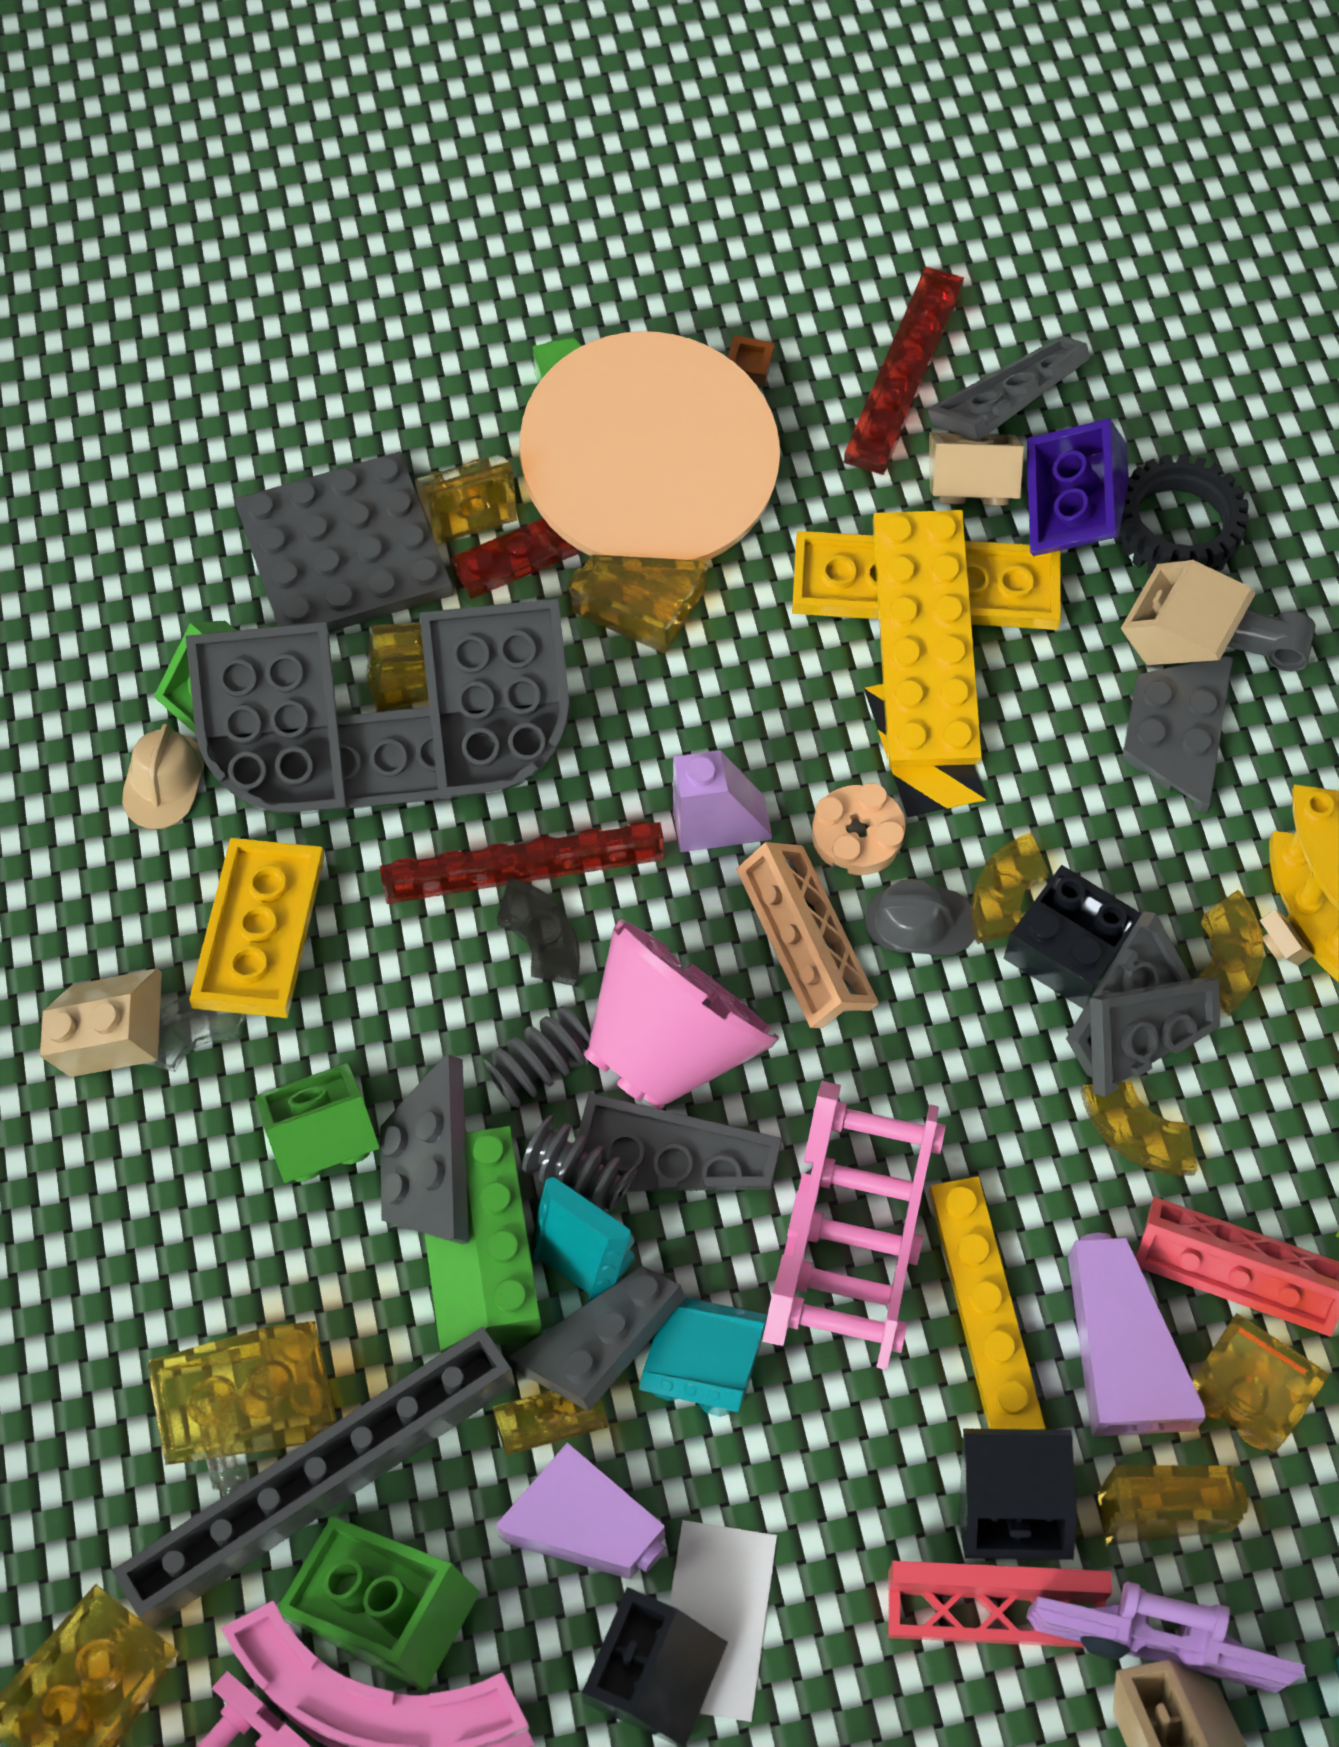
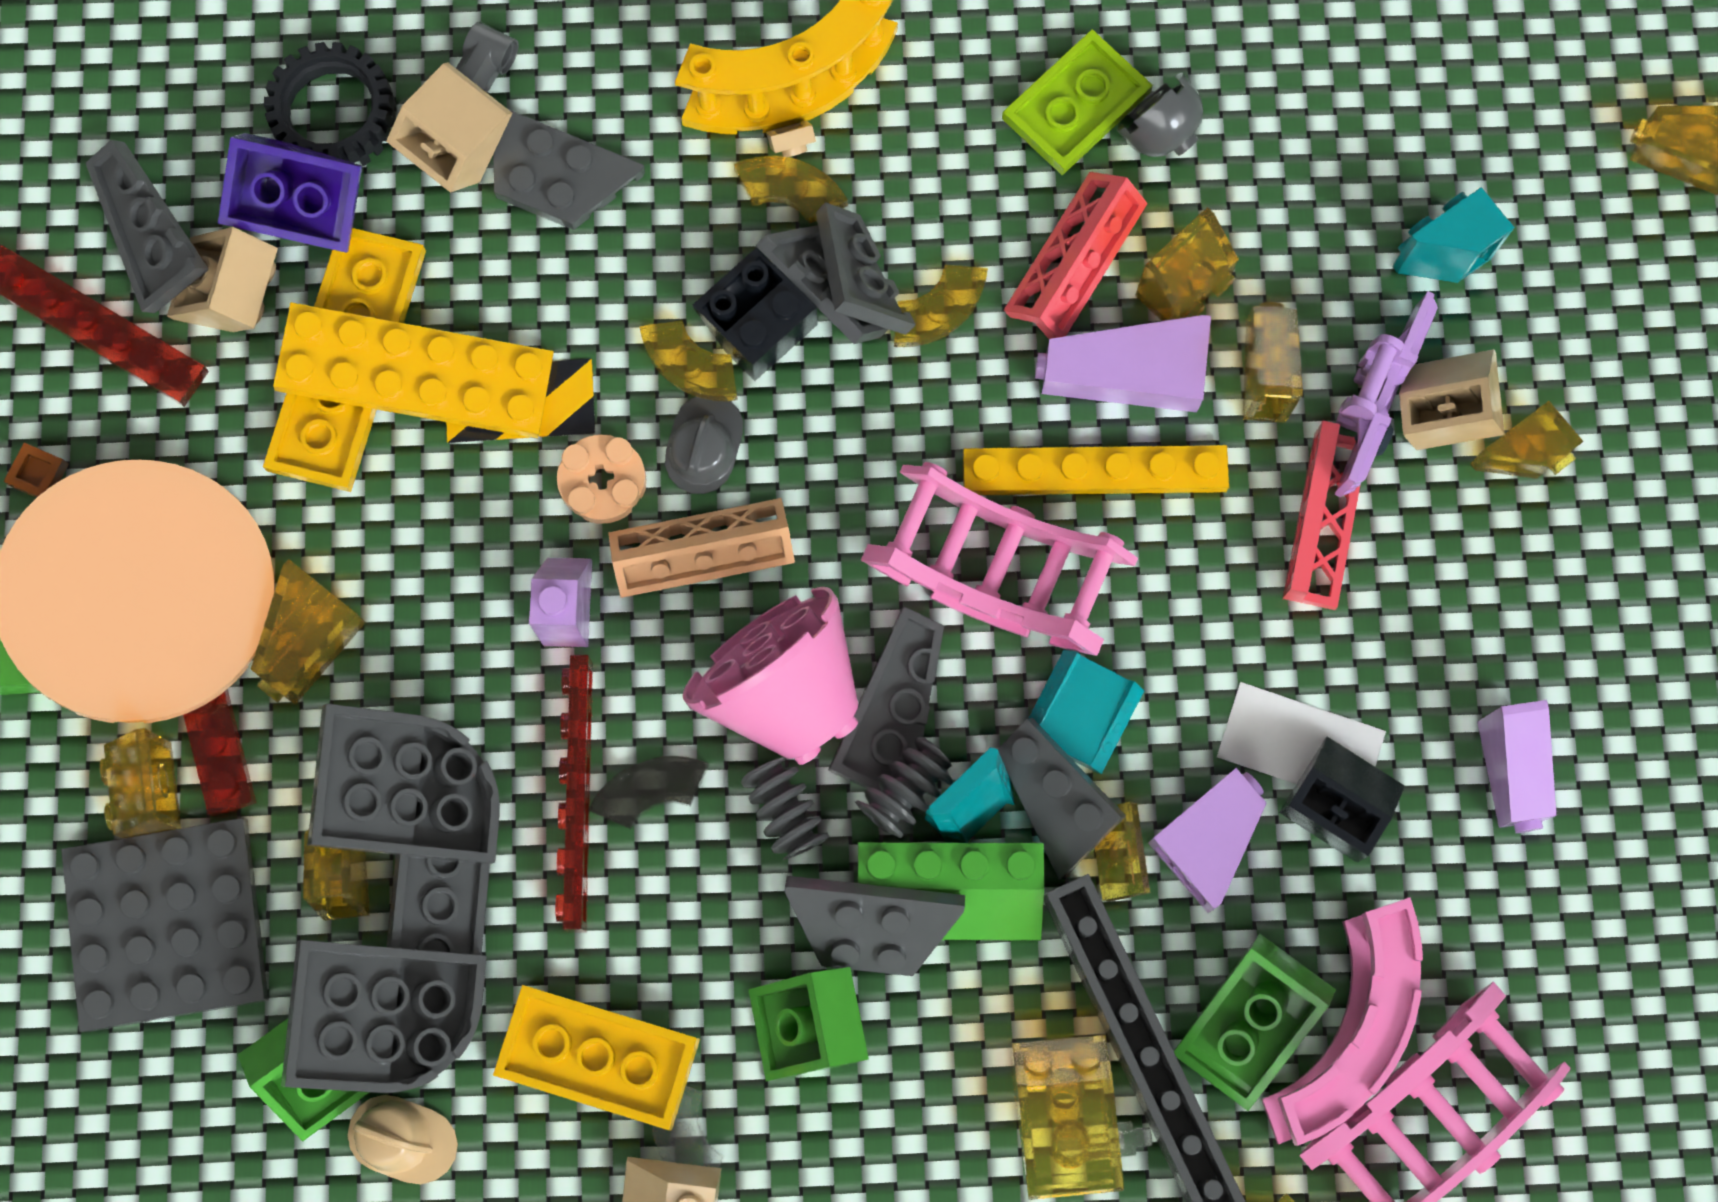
camera: 80 degrees left, 15 degrees up
(1017, 1494) = (1253, 478): black slope -> none

